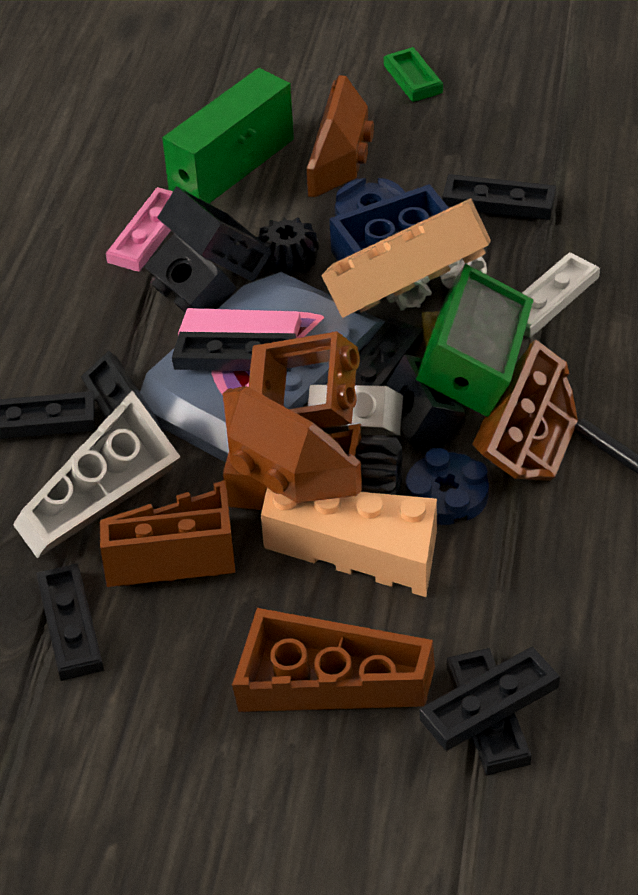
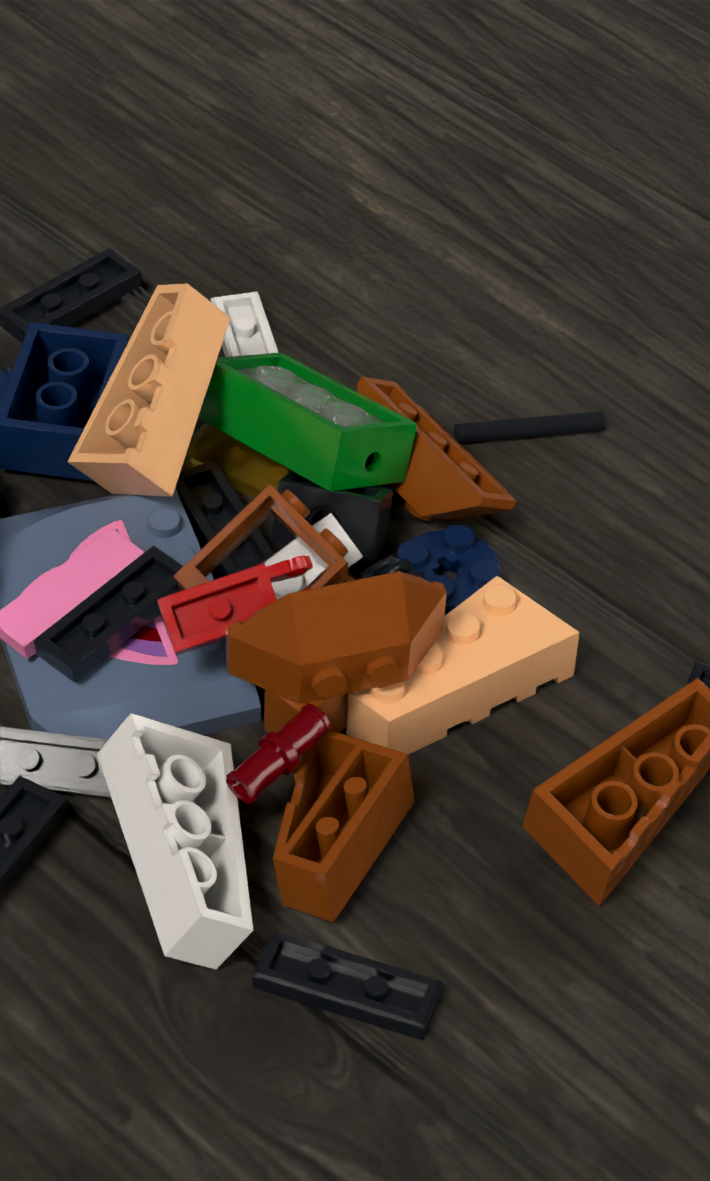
camera: 60 degrees left, 0 degrees up
(179, 476) = (278, 753): none -> dark red pin
(236, 370) = (205, 611): none -> red hinge

